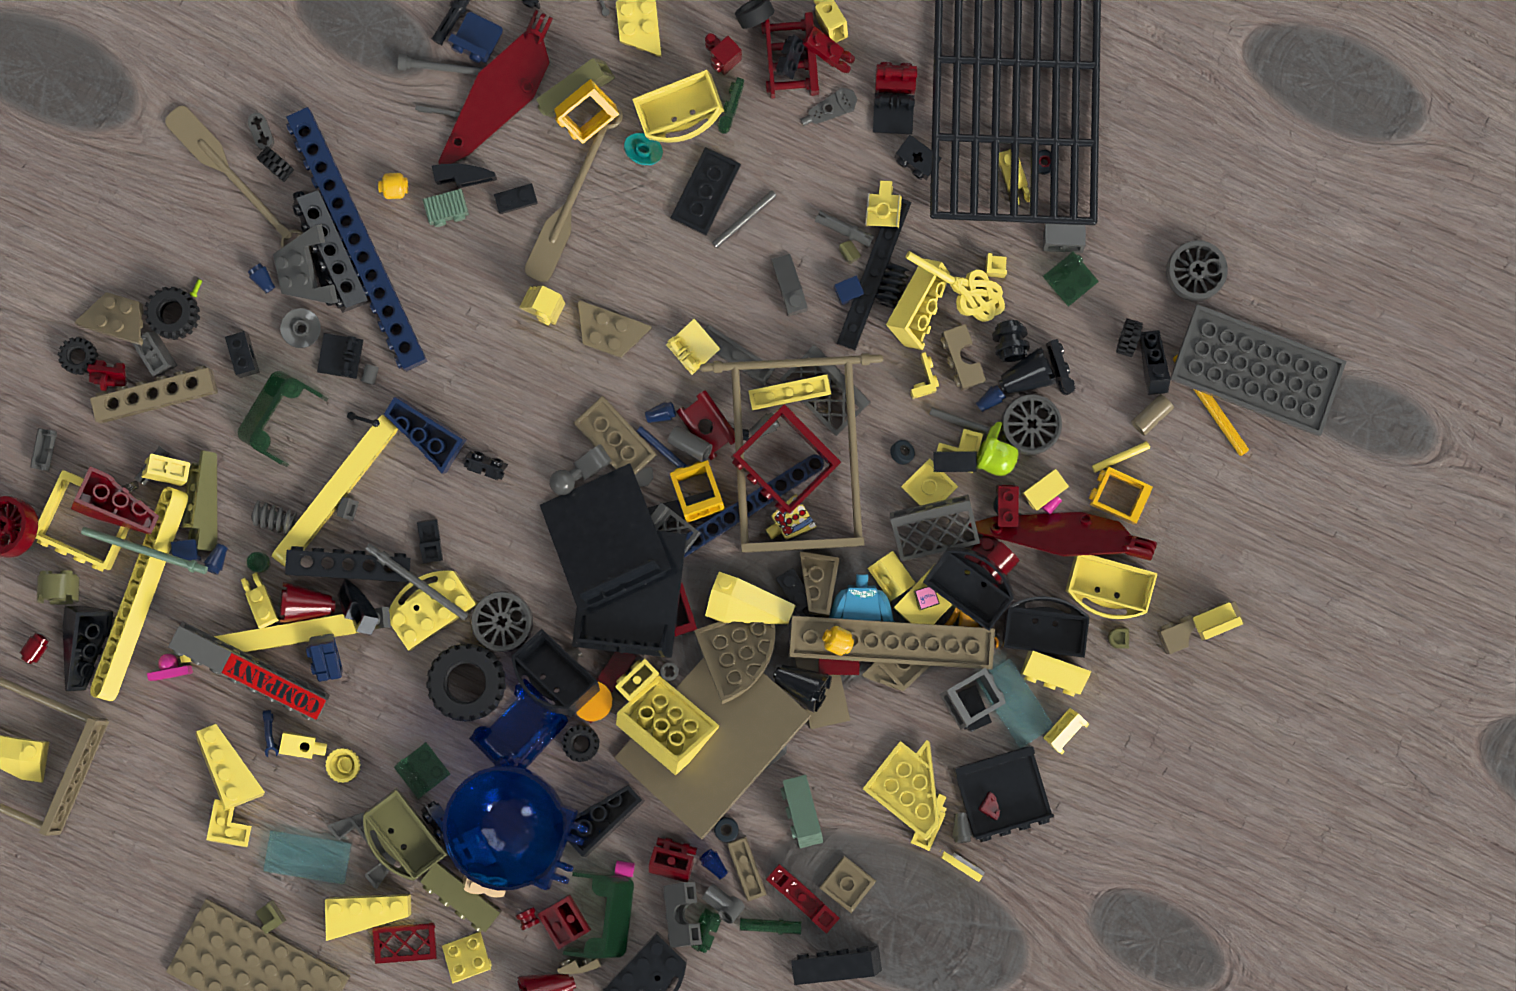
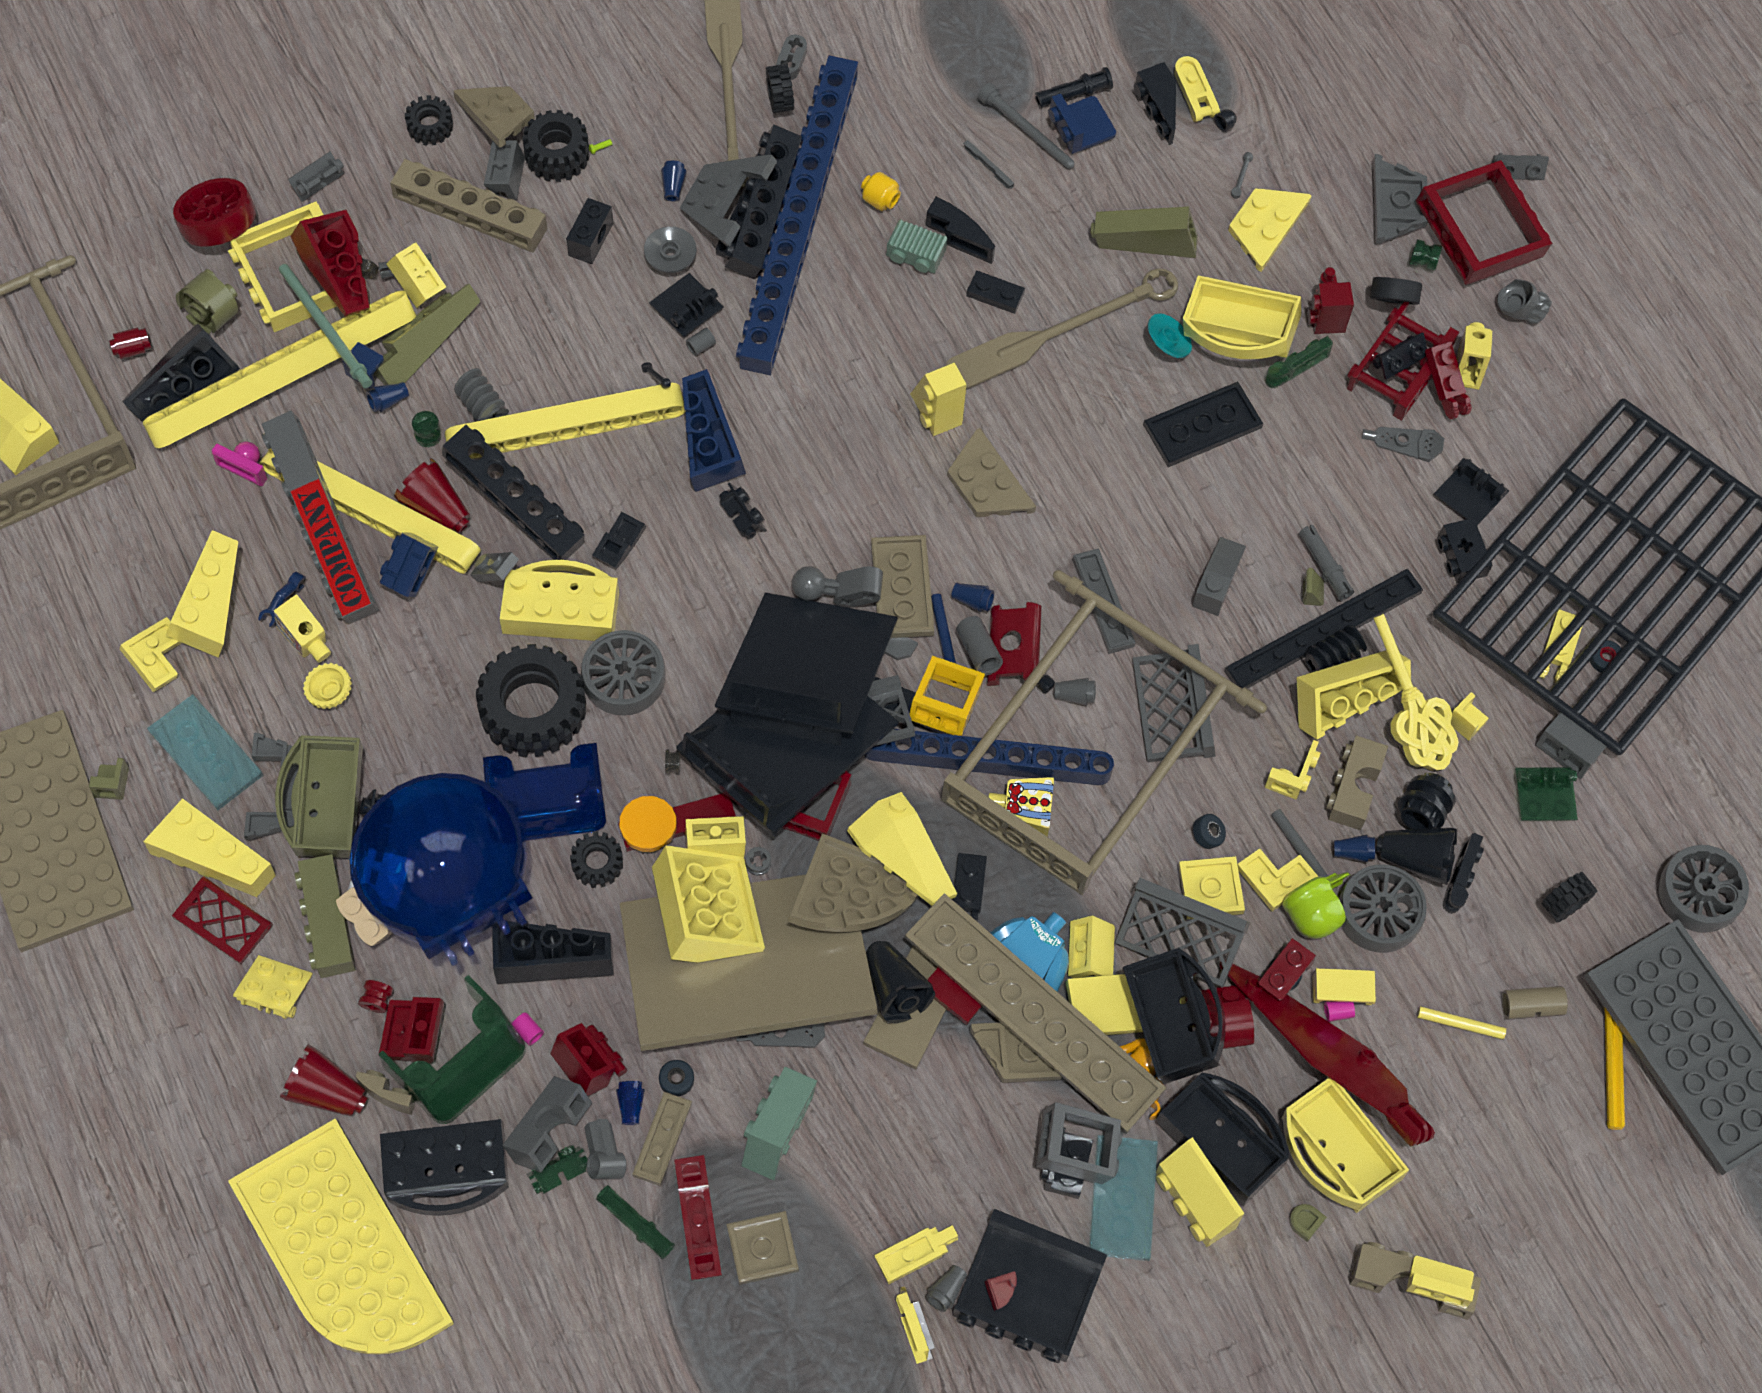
camera: 40 degrees right, 20 degrees down
(107, 376) = (439, 153): dark red hips -> none
(252, 427) = (559, 298): clear green windscreen -> none
(260, 602) = (392, 465): light yellow hinge -> none
(347, 508) = (563, 446): dark grey plate -> none
(357, 608) = (485, 540): black slope -> none
(384, 559) = (557, 512): dark grey bar -> none
(422, 770) = (402, 755): clear green hinge -> none
(500, 91) = (1068, 184): dark red wing -> none
(562, 672) = (638, 739): black piece -> none
(597, 122) = (1165, 249): yellow window -> none
(693, 346) = (1064, 552): light yellow hinge -> none
(744, 219) = (1223, 478): dark grey bar -> none
(789, 392) = (1132, 675): light yellow plate -> none
(809, 437) = (1116, 721): dark red window -> none
(819, 581) = (1005, 890): dark tan wing -> none
(837, 965) = (674, 1324): black wedge -> none
(838, 640) = (974, 954): yellow head -> none
(848, 290) = (1281, 620): dark blue panel -> none
(883, 208) = (1388, 572): light yellow piece -> none
(895, 78) = (1501, 457): dark red brick -> none
(908, 788) = (921, 1189): light yellow wing -> none
(926, 598) = (1113, 996): bright pink tile -> none
(955, 461) = (1263, 876): black slope -> none
(1064, 730) = (1160, 1272): light yellow hinge -> none
(1140, 501) = (1463, 1073): yellow window -> none
(1154, 363) = (1578, 950): black slope -> none

